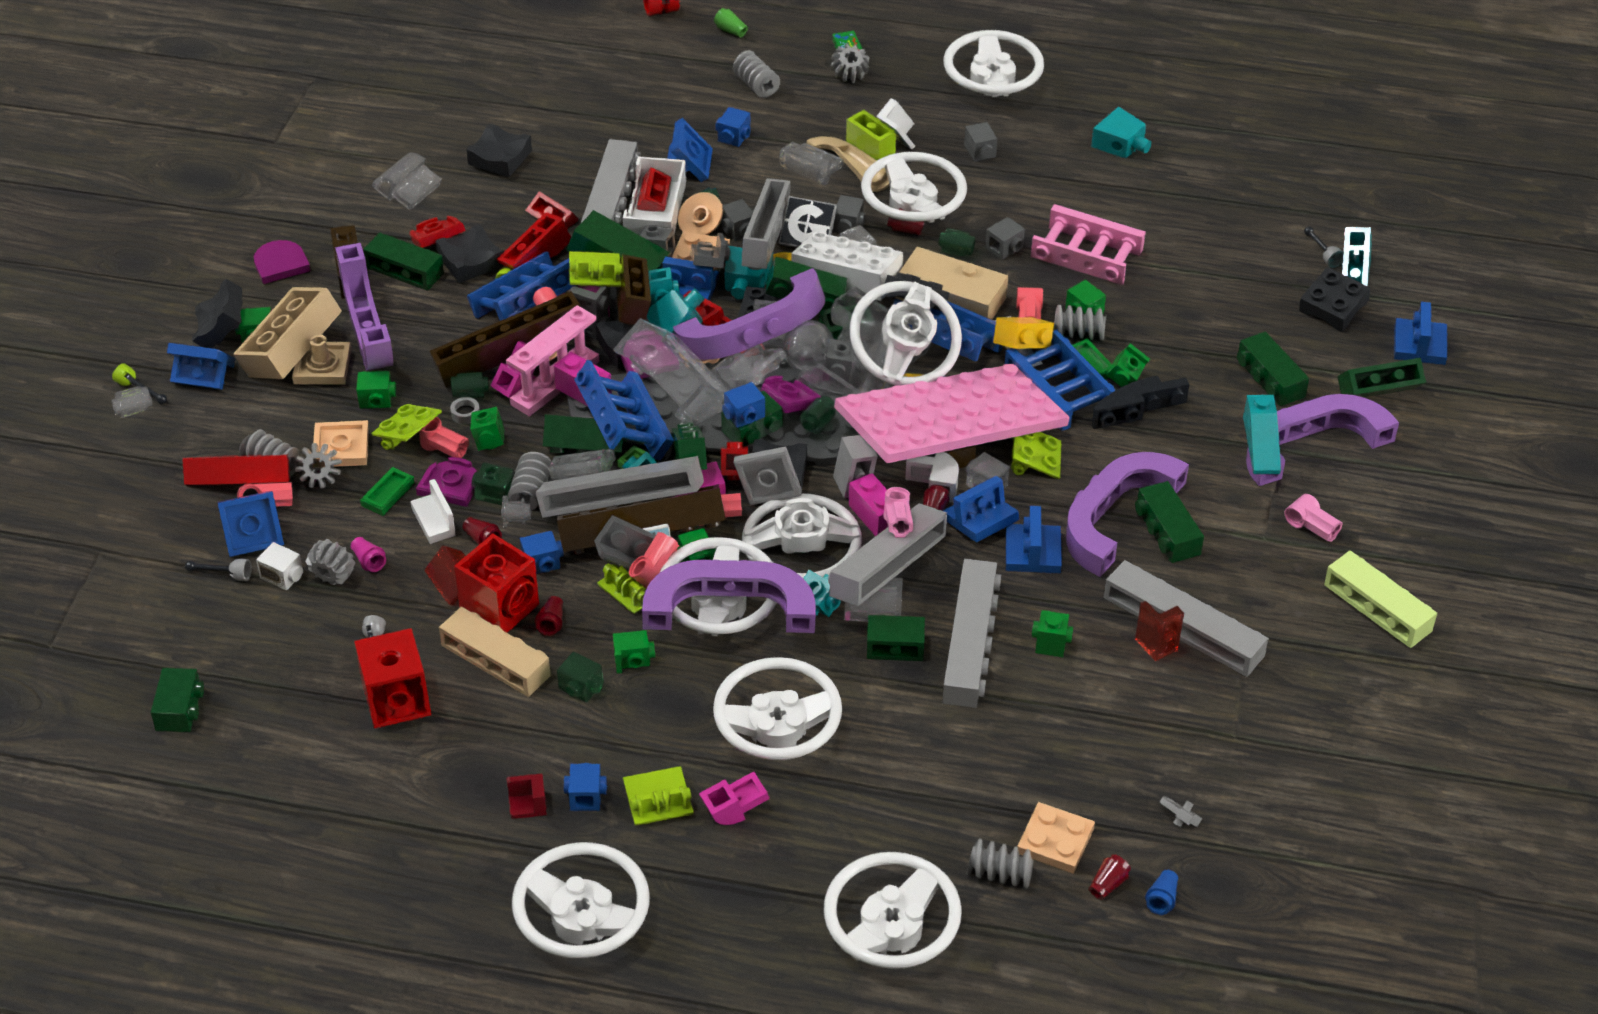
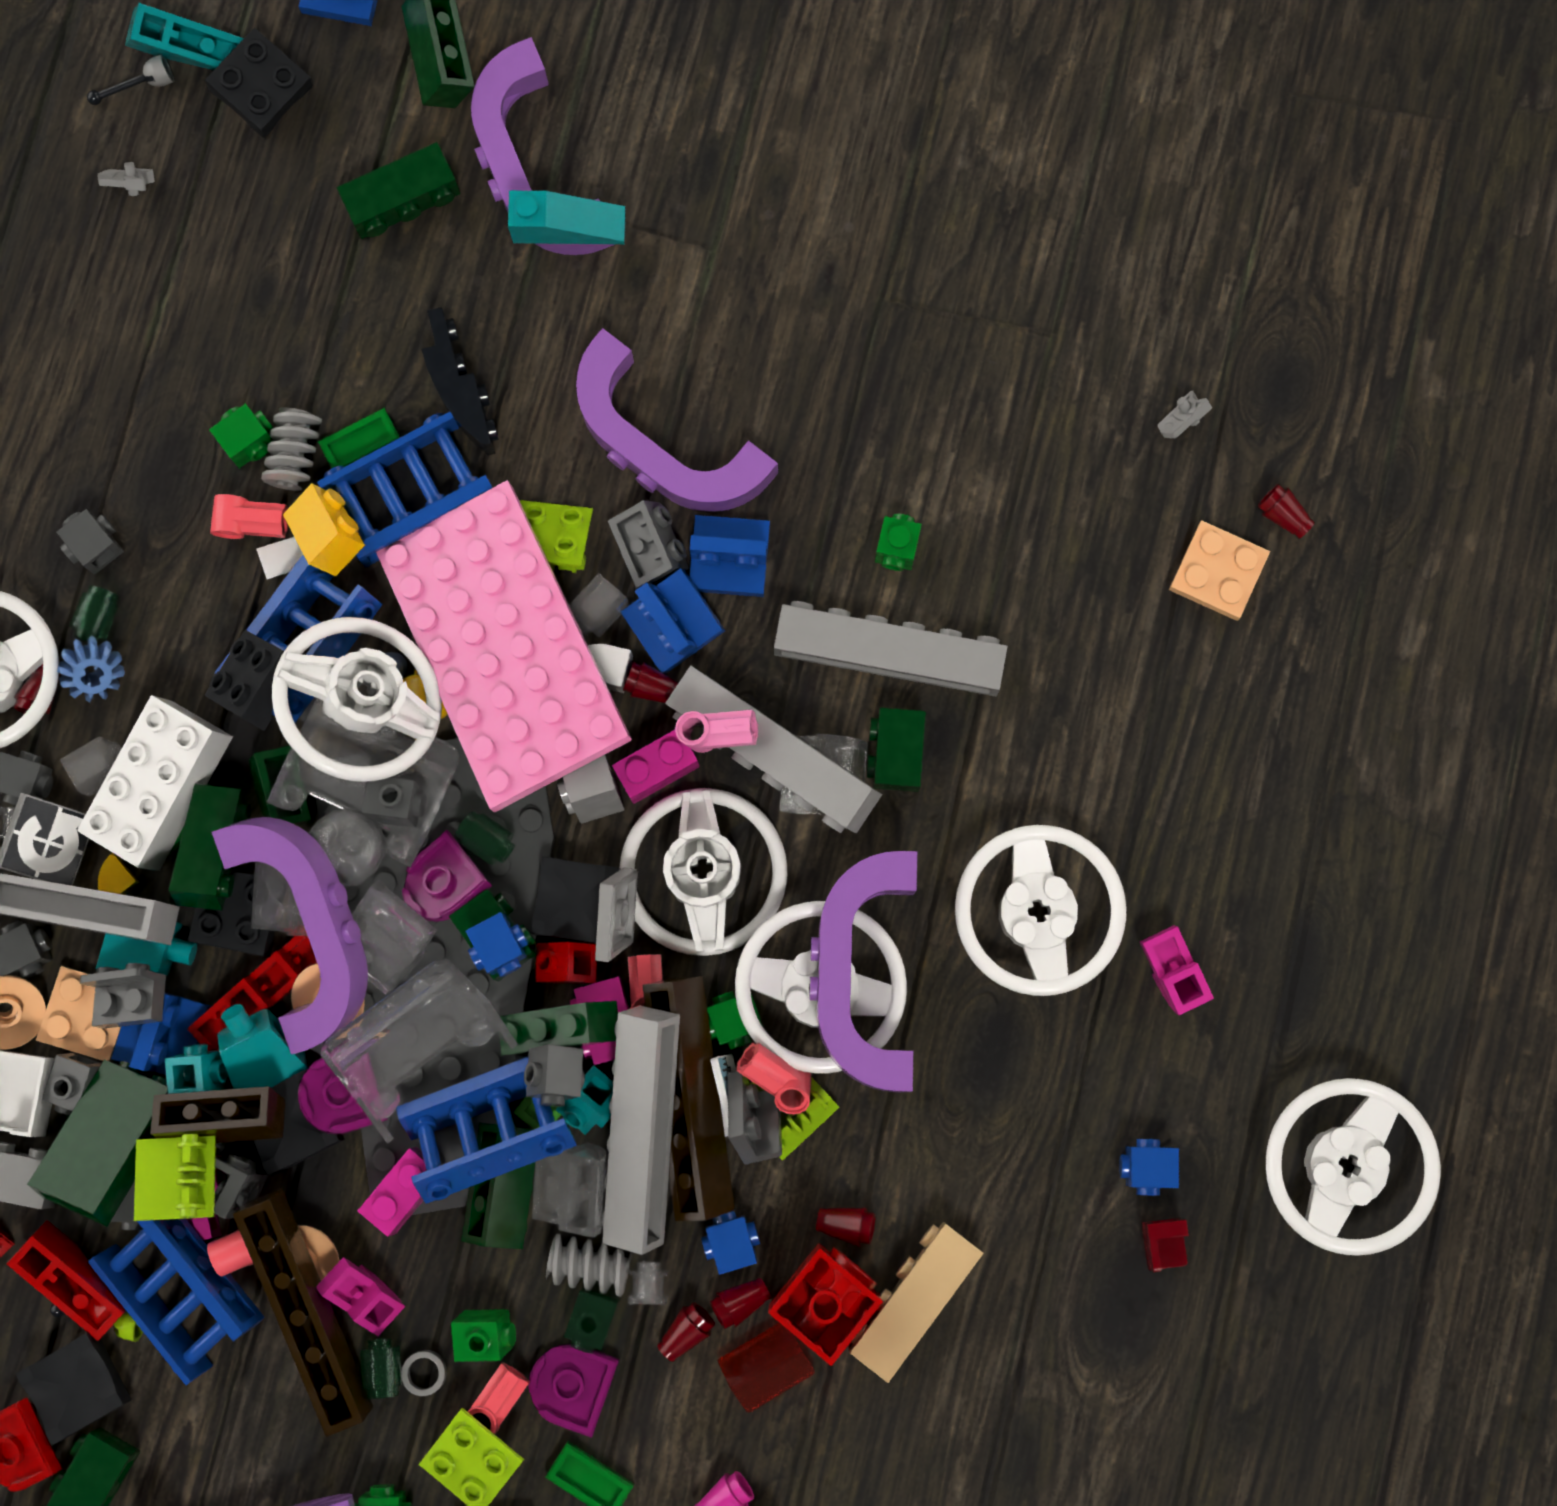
camera: 85 degrees left, 35 degrees up
(373, 626) = (868, 1479): light grey hinge -> none
(393, 678) = (970, 1466): red brick -> none
(434, 515) = (647, 1407): white panel -> none
(542, 389) = (351, 1240): bright pink fence -> none
(580, 677) = (965, 1178): clear green brick -> none
(632, 650) = (918, 1108): green brick -> none
(656, 433) = (554, 1074): none -> dark grey brick
(658, 795) = (1156, 1071): lime hinge -> none
(820, 587) = (825, 849): teal brick -> none
(900, 906) = (1379, 795): white piece -> none
(920, 234) = (101, 658): none -> medium blue gear
(969, 285) = (198, 626): tan brick -> none
(1001, 863) = (1271, 640): light grey piece -> none
(1046, 494) = (648, 542): none -> dark grey bracket
(1094, 229) = (92, 389): bright pink fence -> none
(1127, 366) = (391, 391): green brick -> none
(1159, 632) = (914, 401): clear red panel -> none
(1162, 894) = (1307, 449): blue cone -> none
(1169, 522) = (695, 369): dark green brick -> none
(1202, 625) = (868, 369): light grey brick -> none
(1254, 245) = (131, 178): none -> light grey piece
(1307, 513) = (684, 187): bright pink piece -> none
(1380, 599) = (846, 117): yellowish green brick -> none

